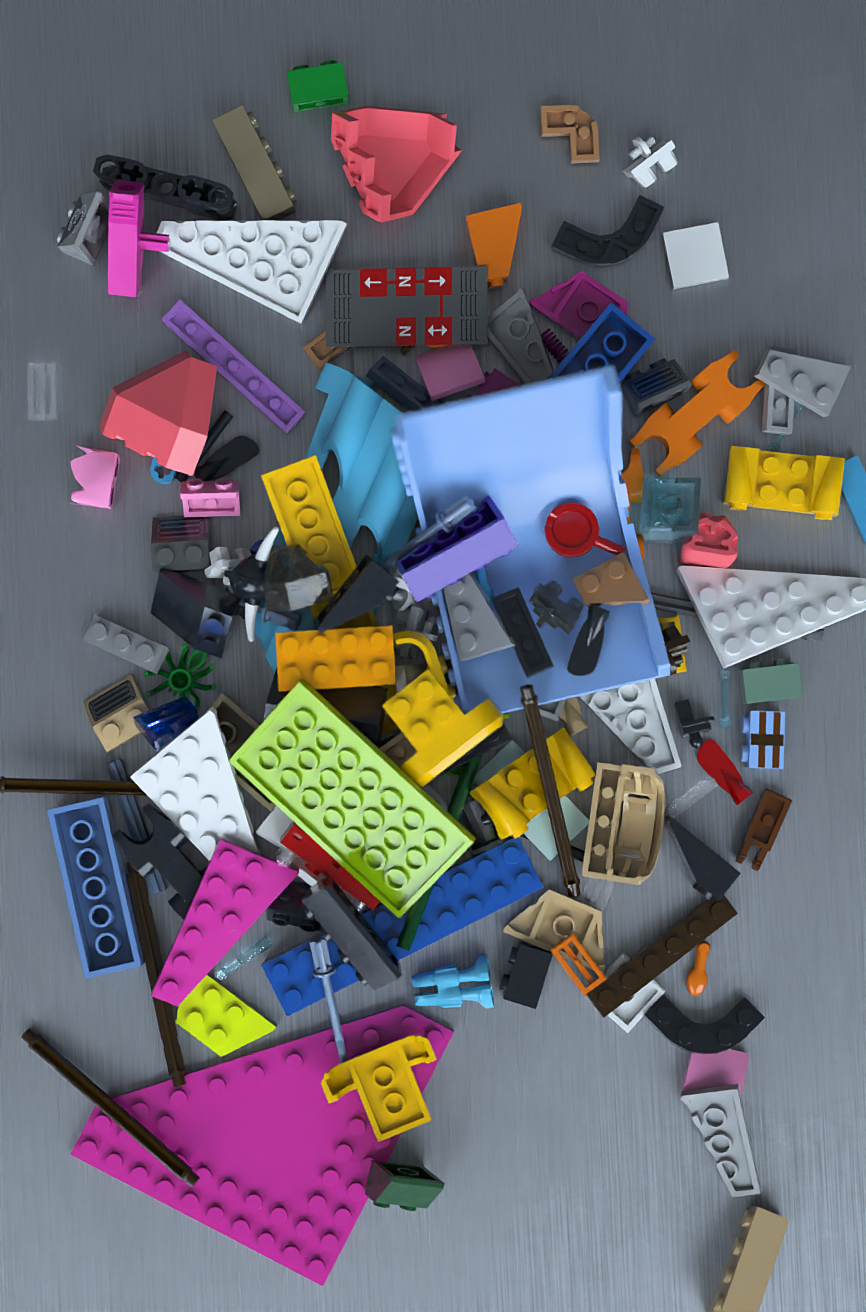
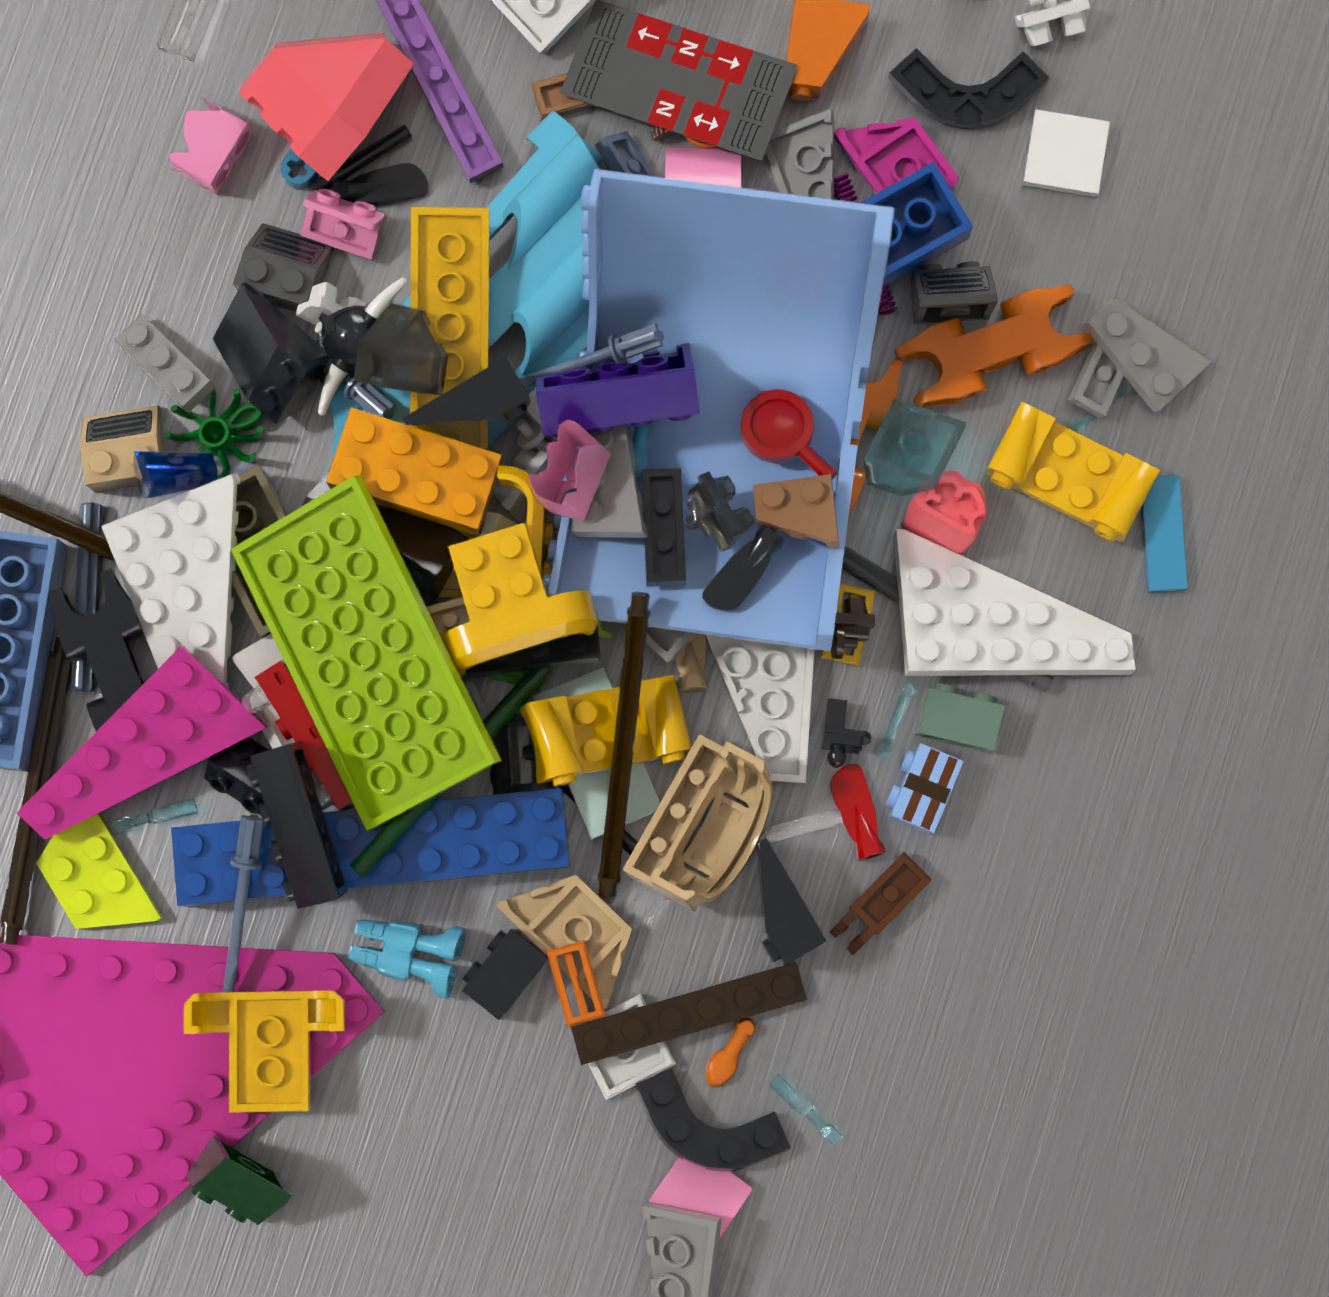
camera: 25 degrees right, 5 degrees down
(434, 612) = (591, 463): none -> bright pink piece
(762, 986) = (804, 1108): none -> clear light blue piece

